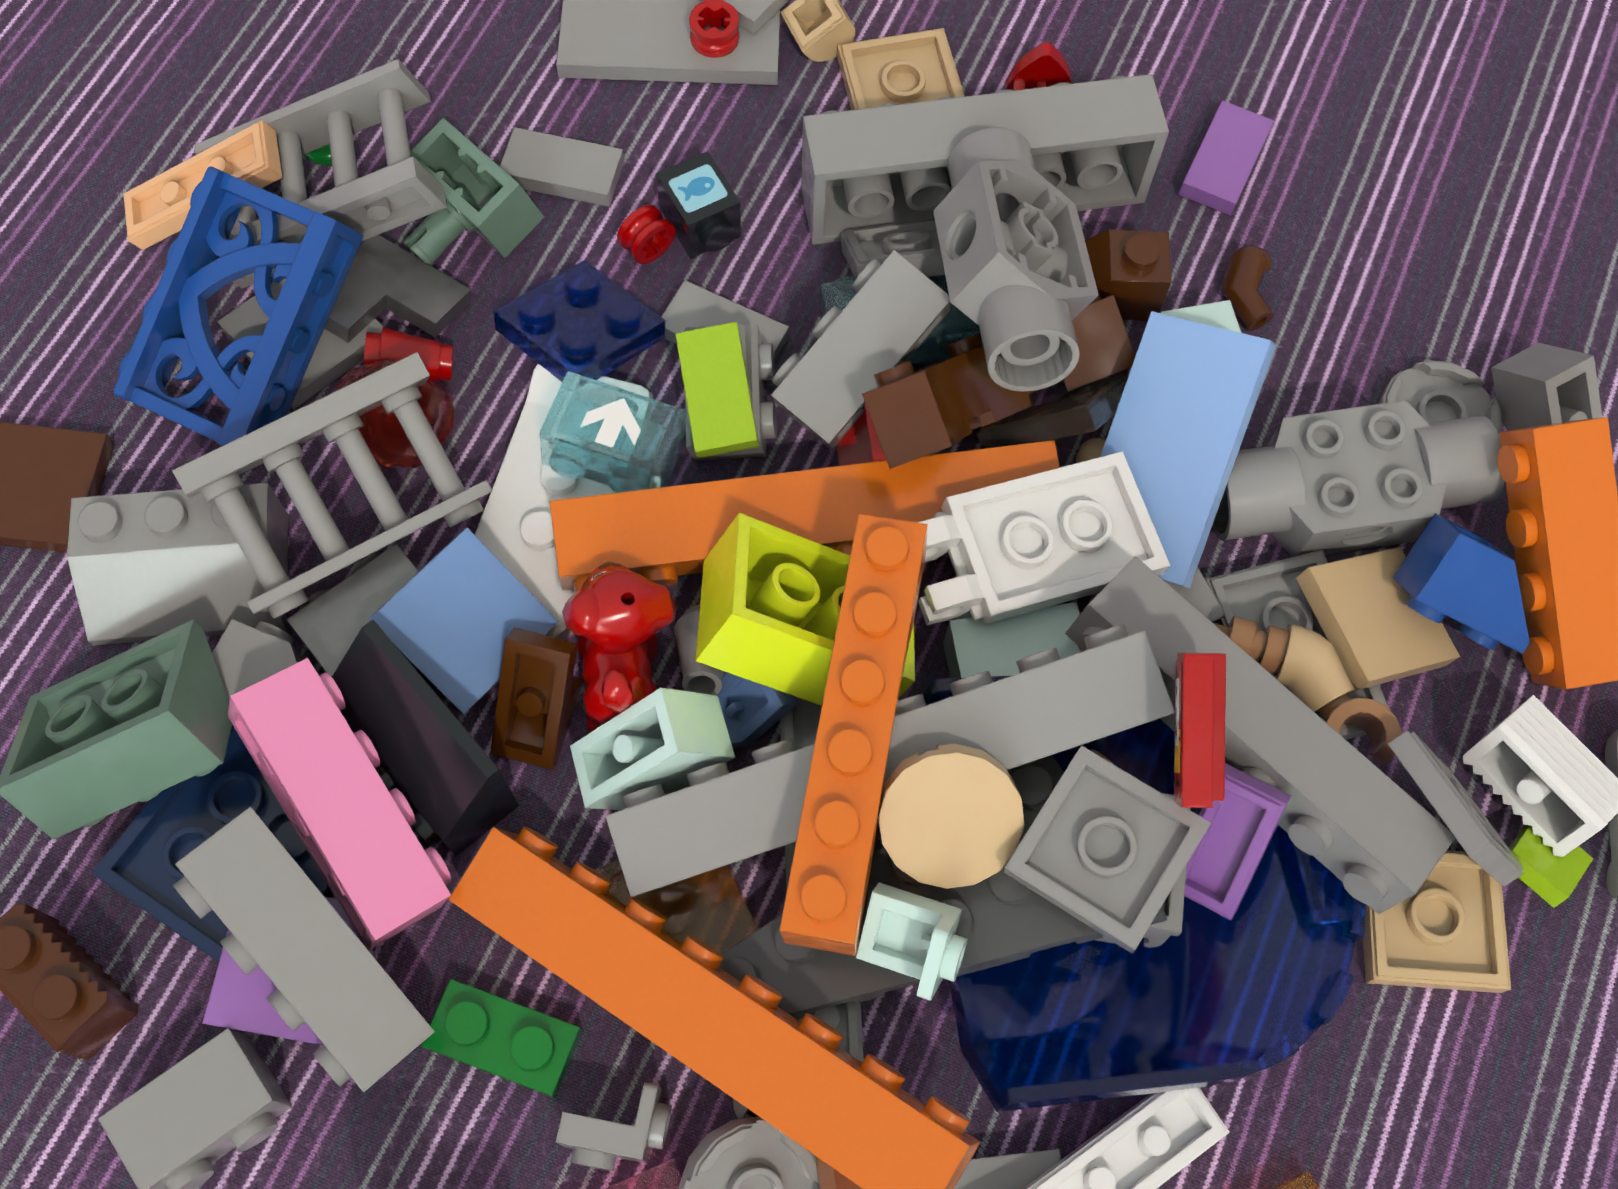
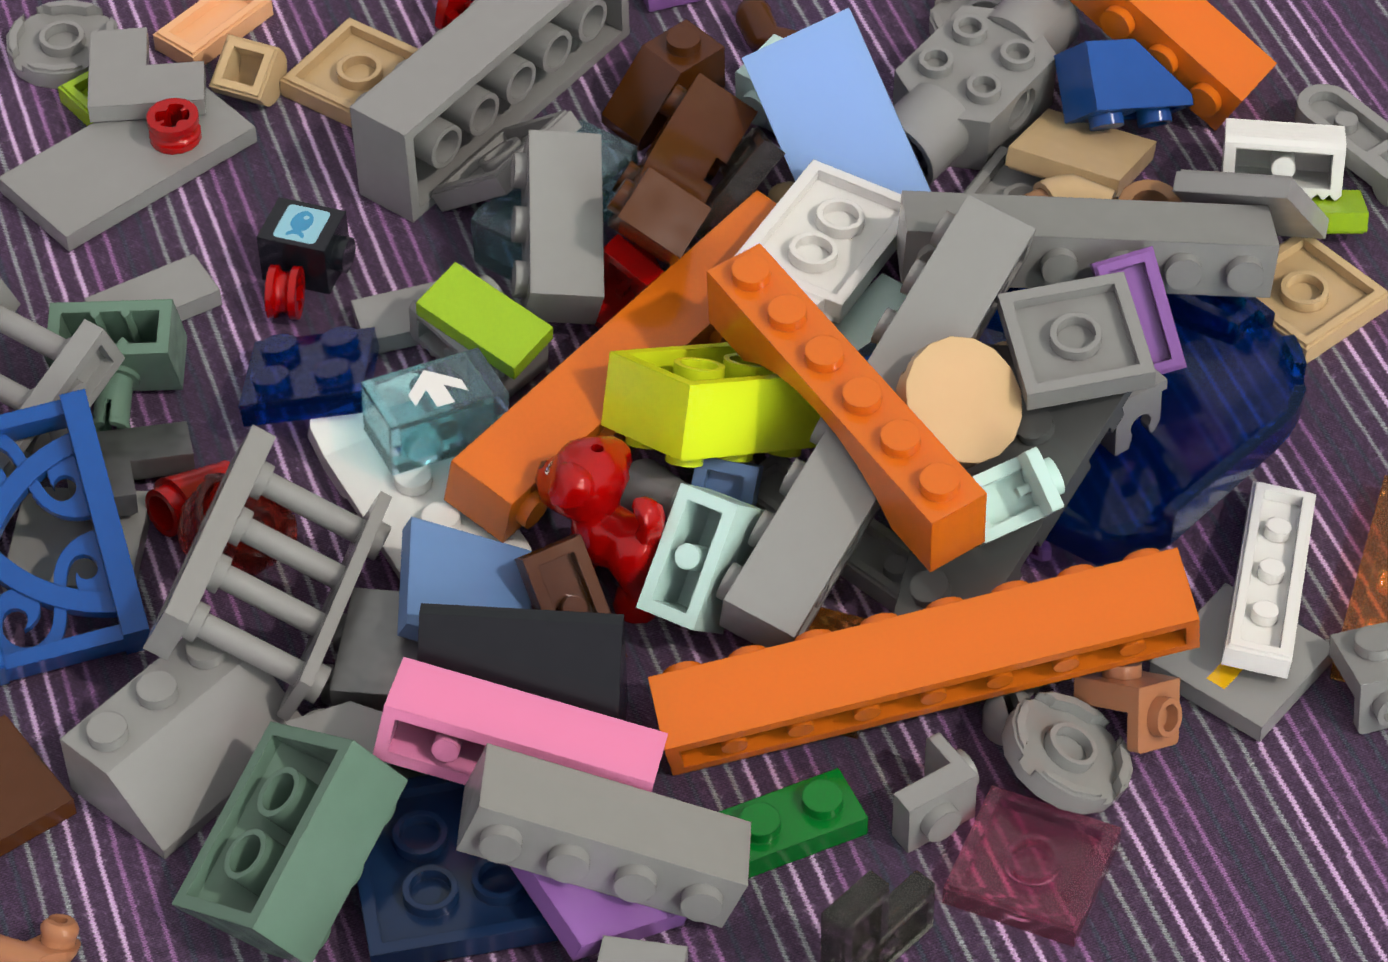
camera: 40 degrees left, 20 degrees down
(1014, 259) = (616, 81): light grey brick -> none
(1200, 729) = (1061, 218): red slope -> none

